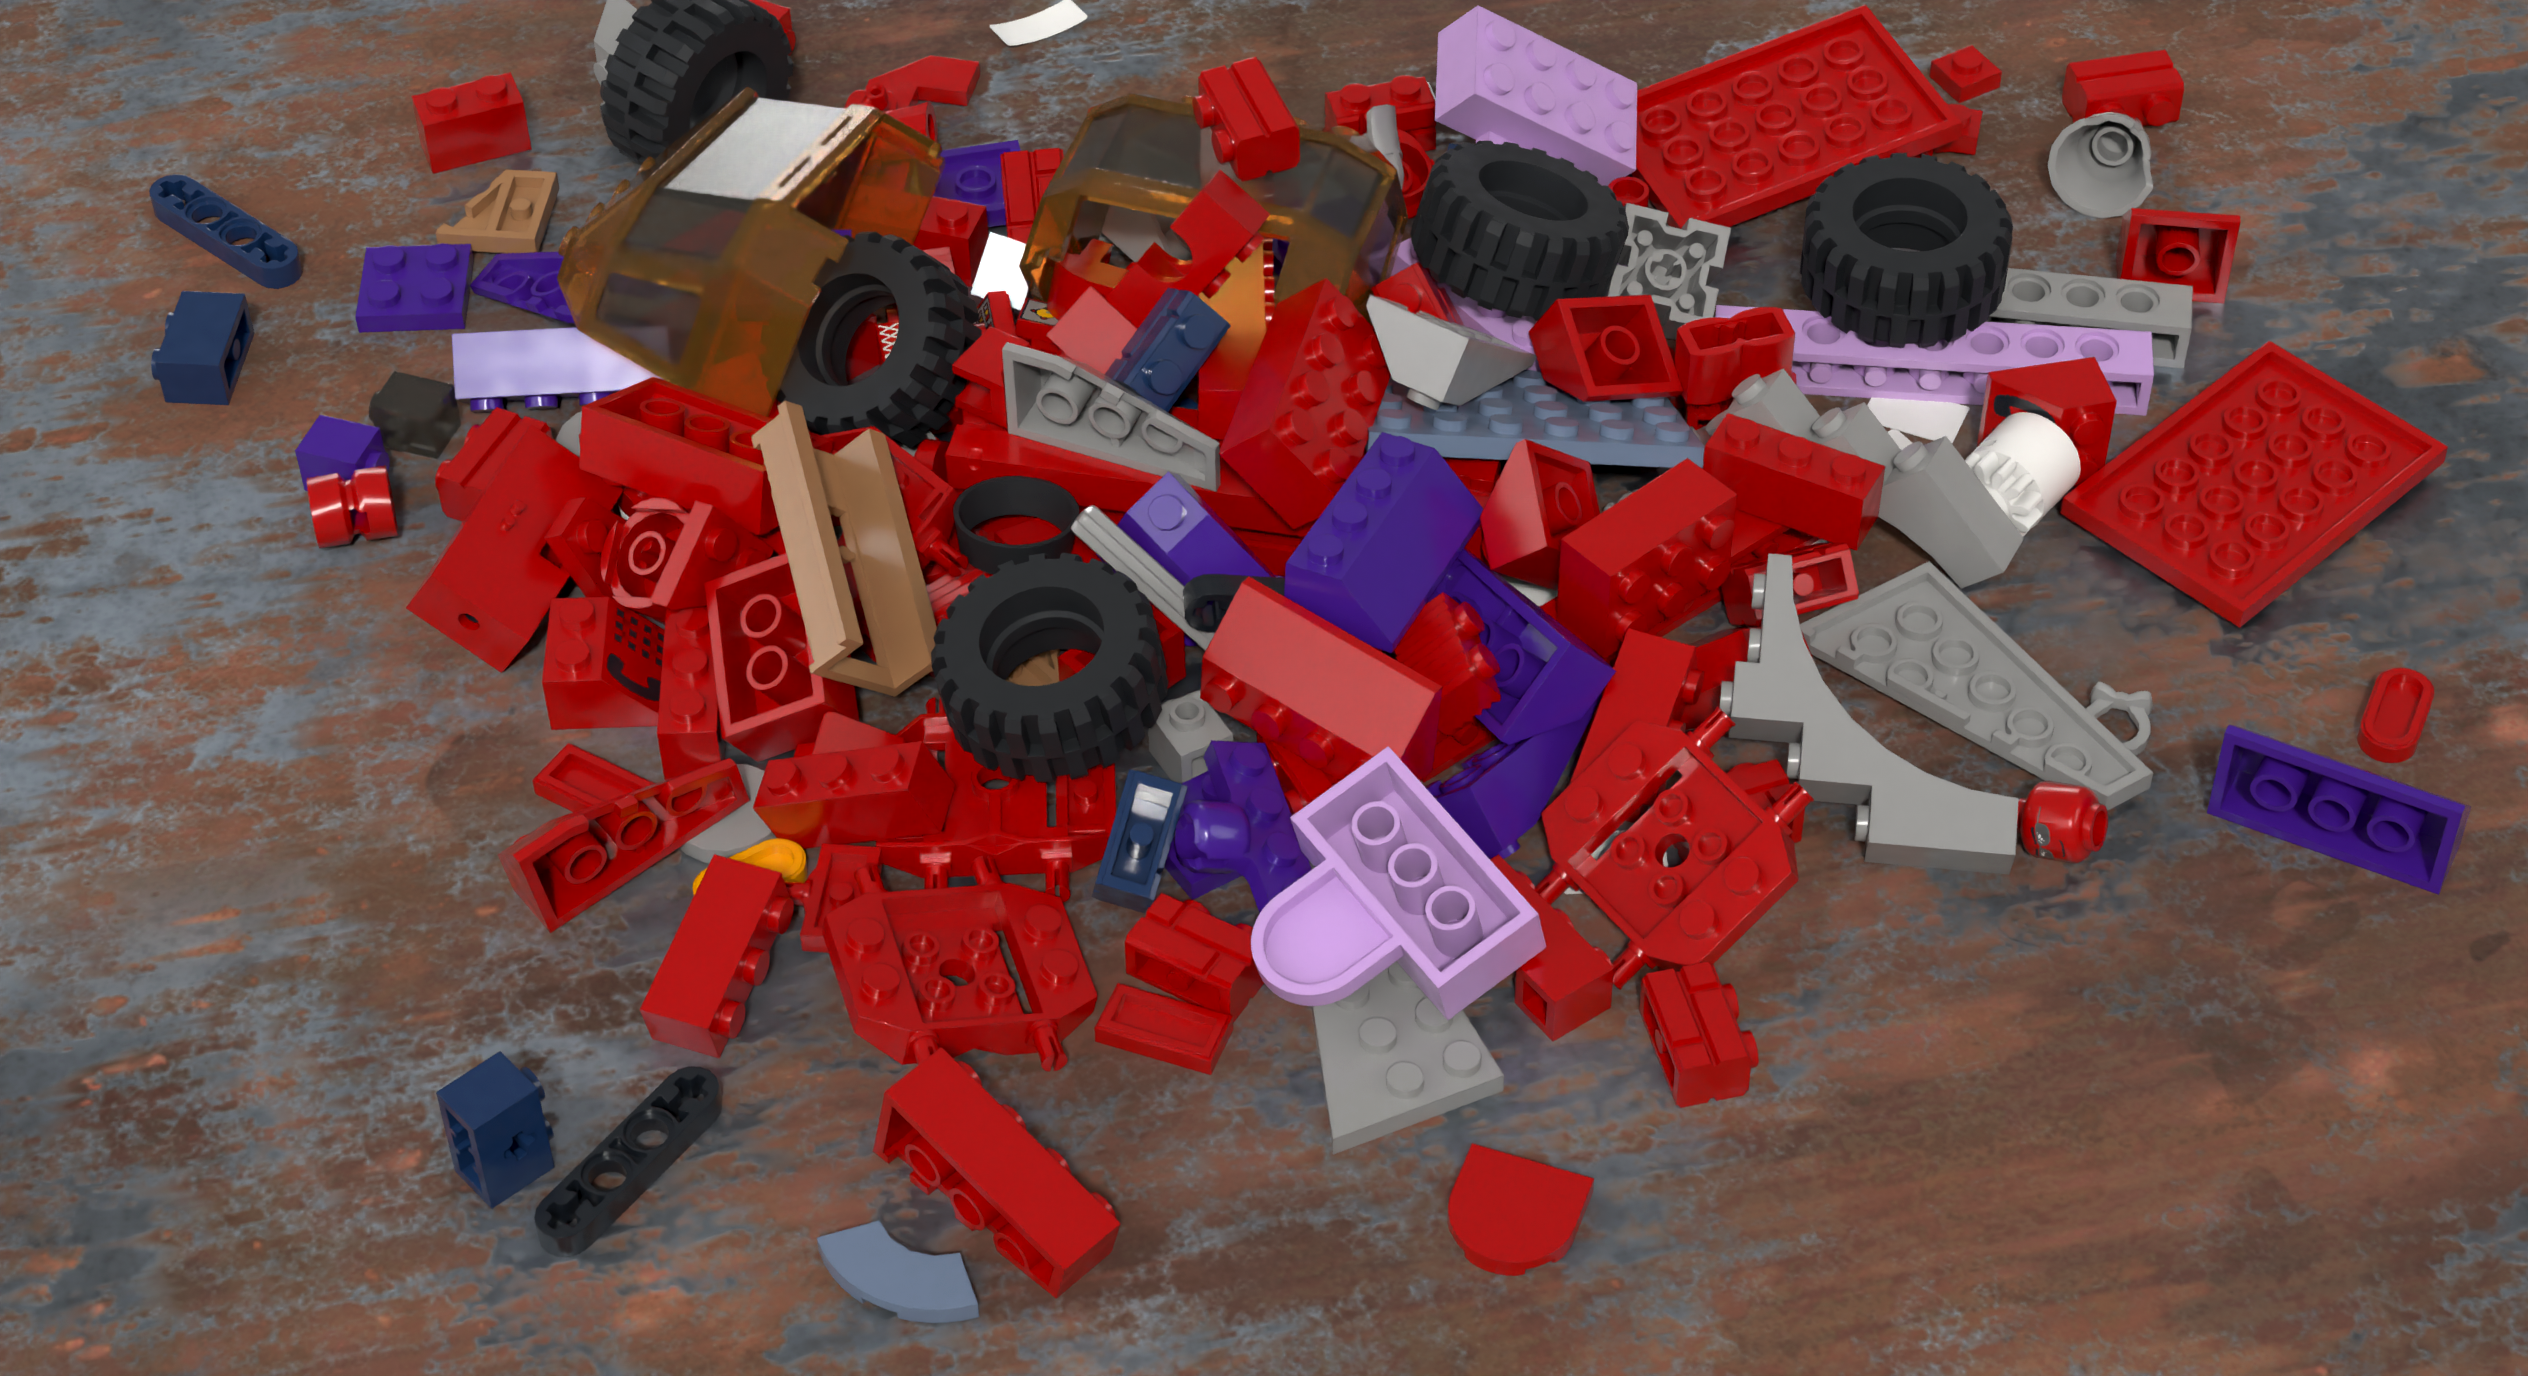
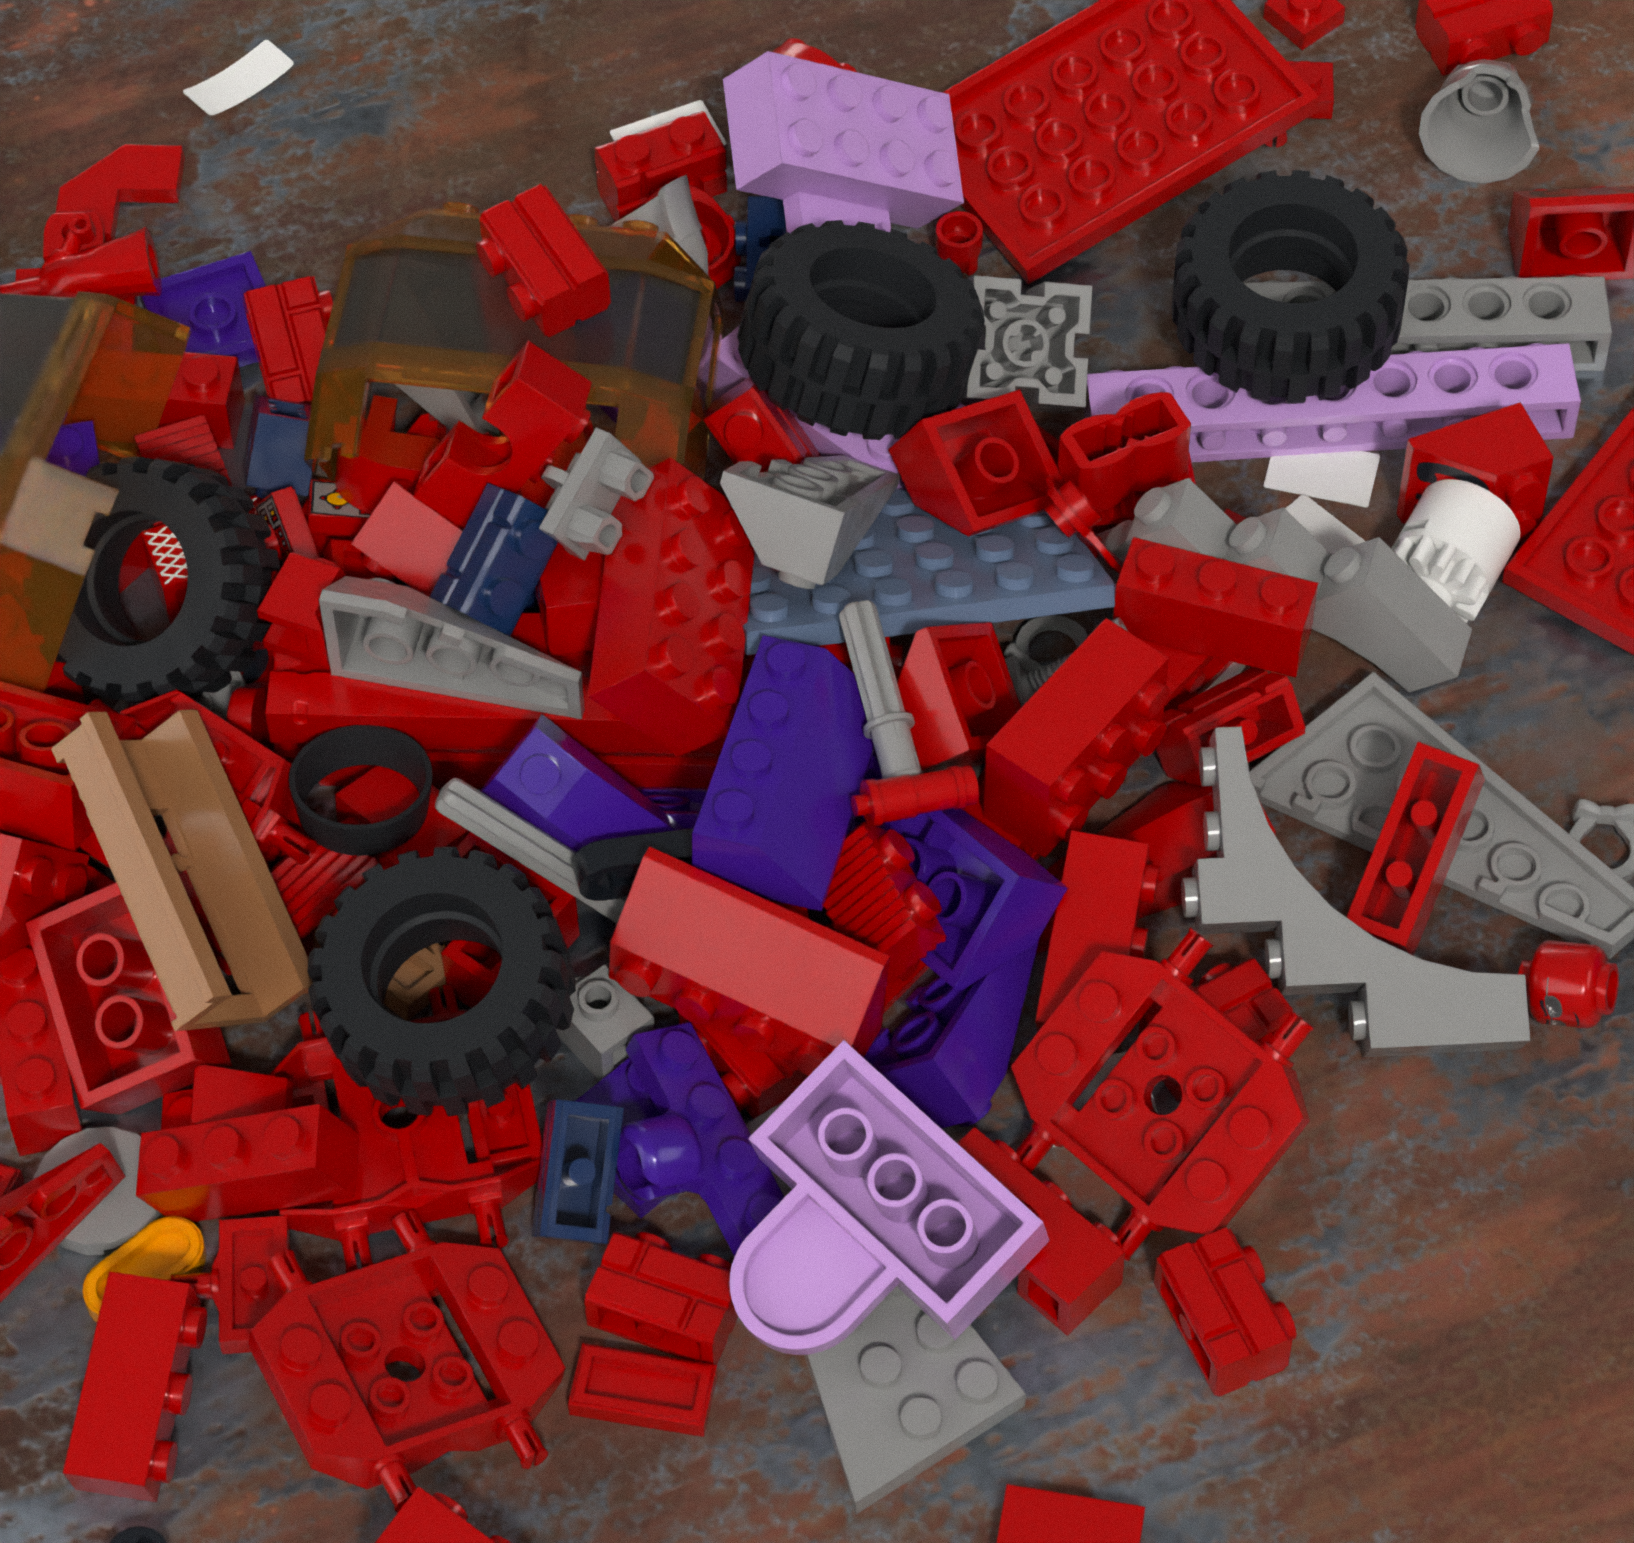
camera: 10 degrees left, 10 degrees up
(1252, 300) = (588, 493): none -> light grey hips
(1479, 514) = (879, 691): none -> light grey axle
(1492, 573) = (917, 794): none -> red piece
(1679, 392) = (1077, 516): none -> red plate
(1941, 682) = (1416, 847): none -> red brick

